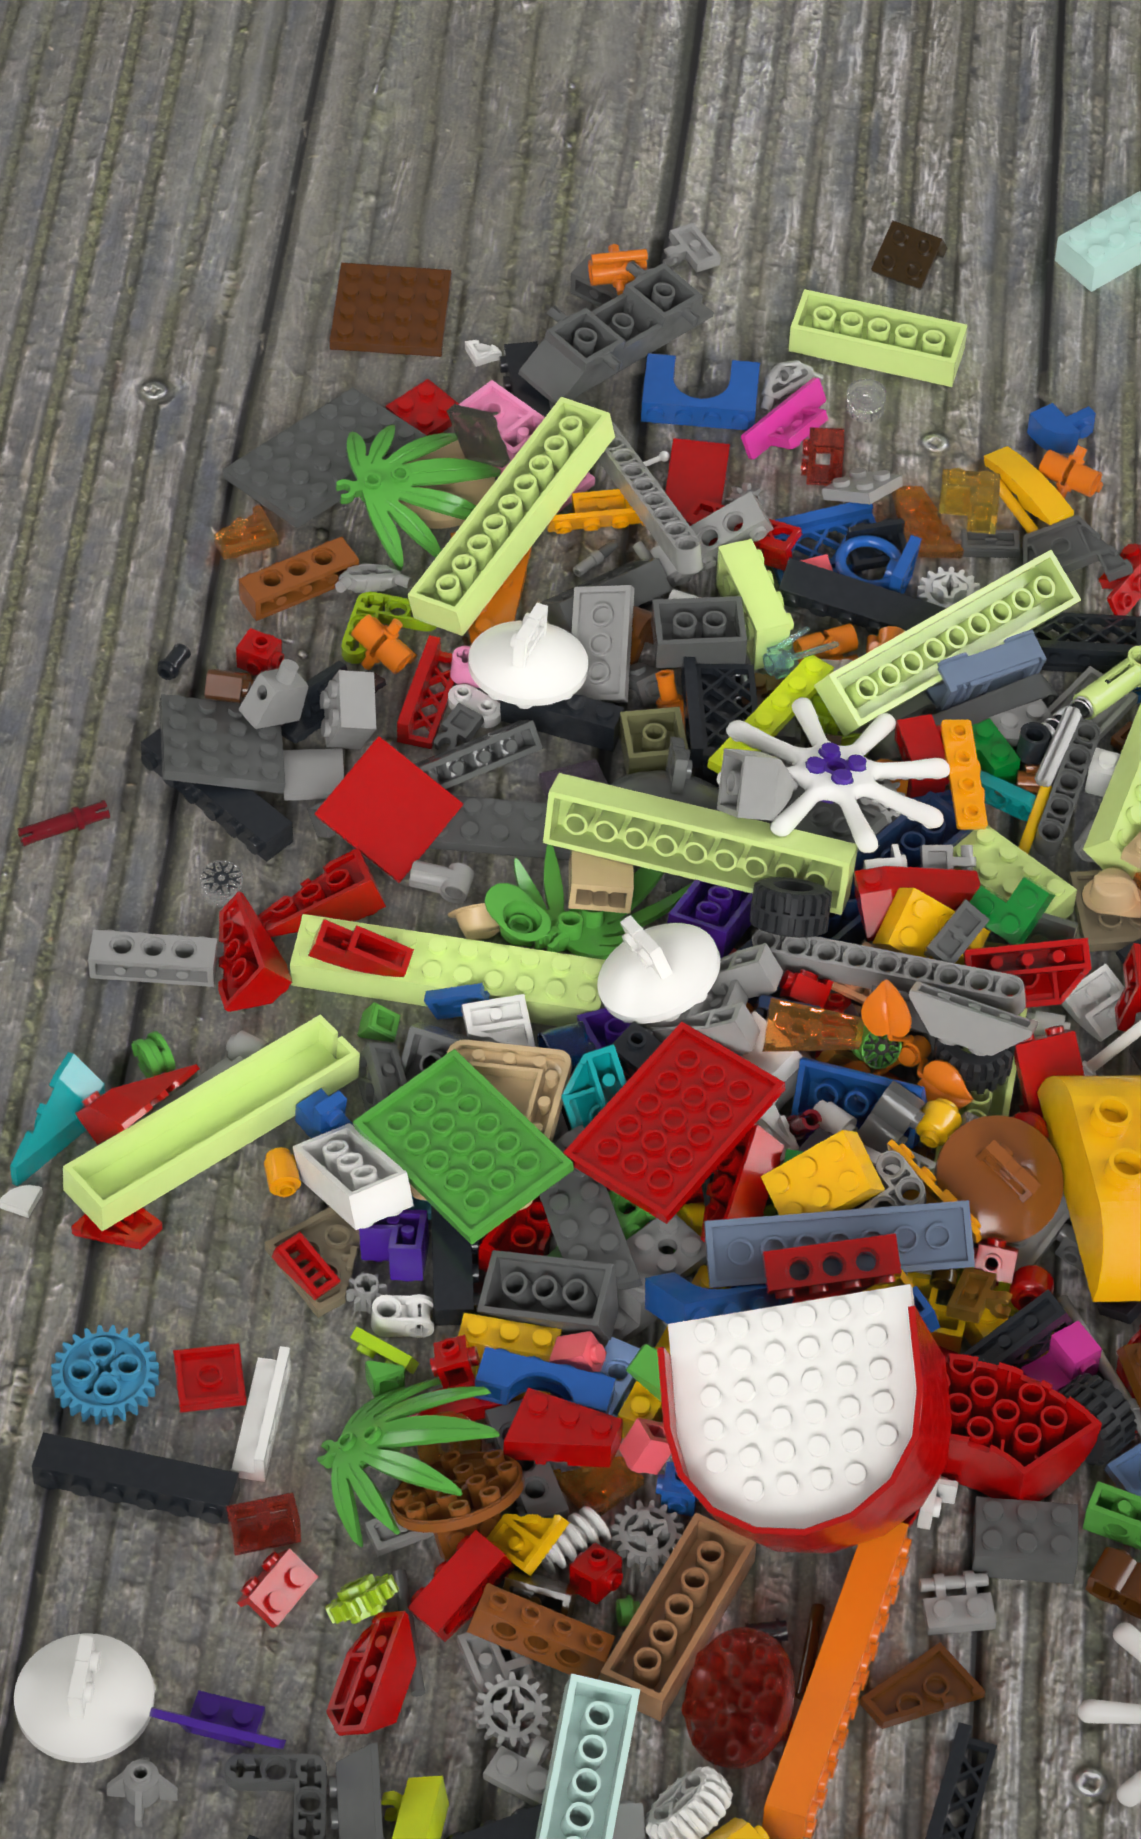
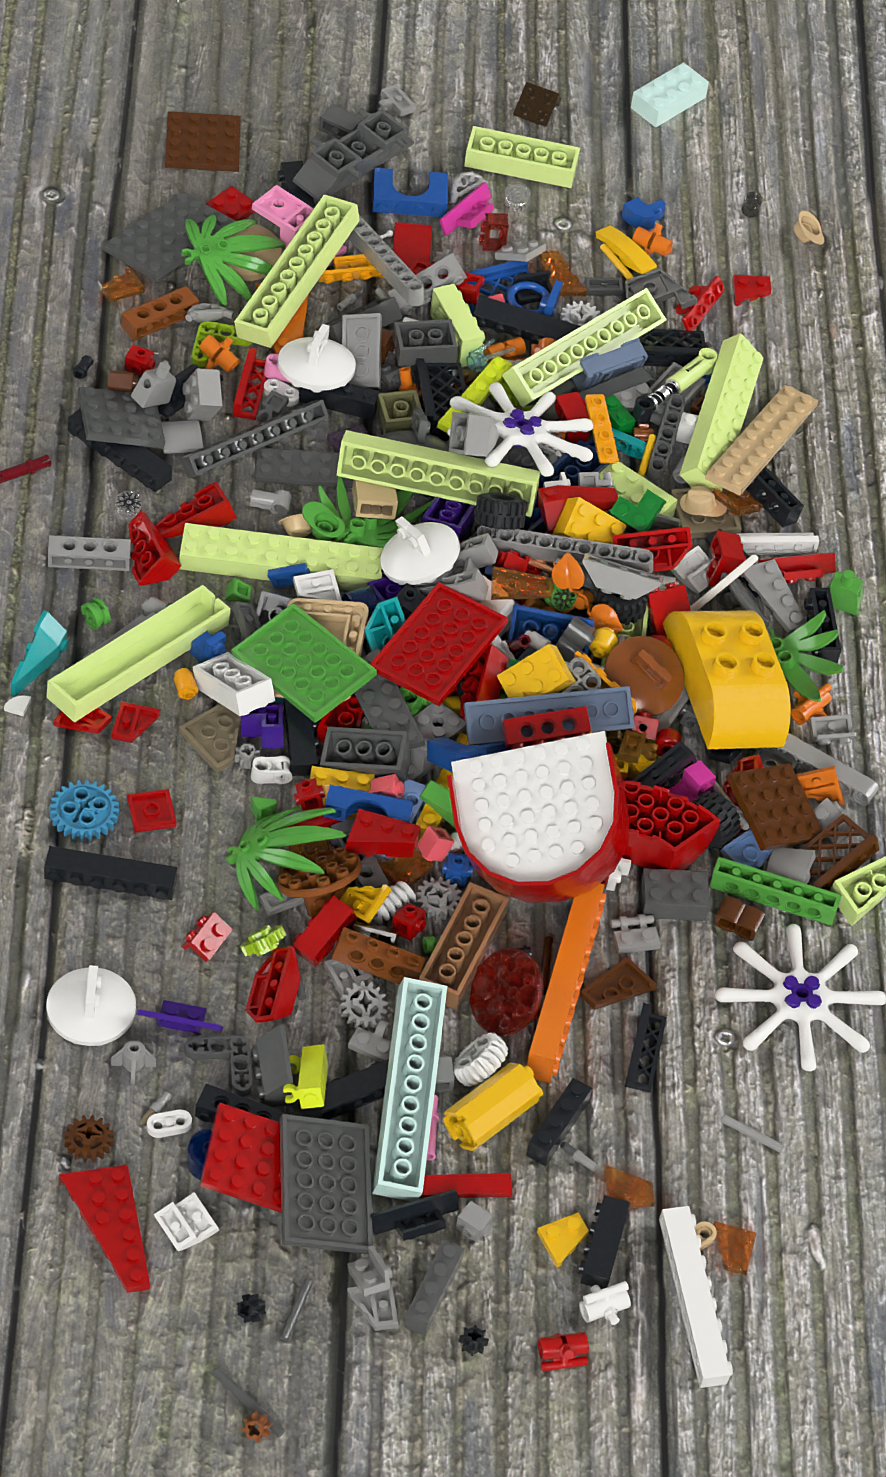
camera: 10 degrees left, 0 degrees up
(123, 1105) = (82, 643): red wedge -> none
(194, 1231) = (133, 721): none -> red wing
(262, 1416) = (187, 833): white fence -> none
(265, 1529) = (199, 900): clear red window -> none
(290, 1266) = (203, 727): red slope -> none
(360, 950) = (225, 544): red slope -> none
(371, 1346) = (254, 788): lime plate -> none
(388, 809) = (234, 456): red piece -> none
(478, 435) = (271, 220): clear smoke plate -> none
(482, 353) = (265, 169): white tile -> none
(611, 267) = (348, 112): orange pin -> none
(957, 933) = (607, 525): dark grey hinge -> none
(973, 496) = (590, 256): clear yellow brick -> none
(1058, 746) = (659, 411): light grey axle -> none

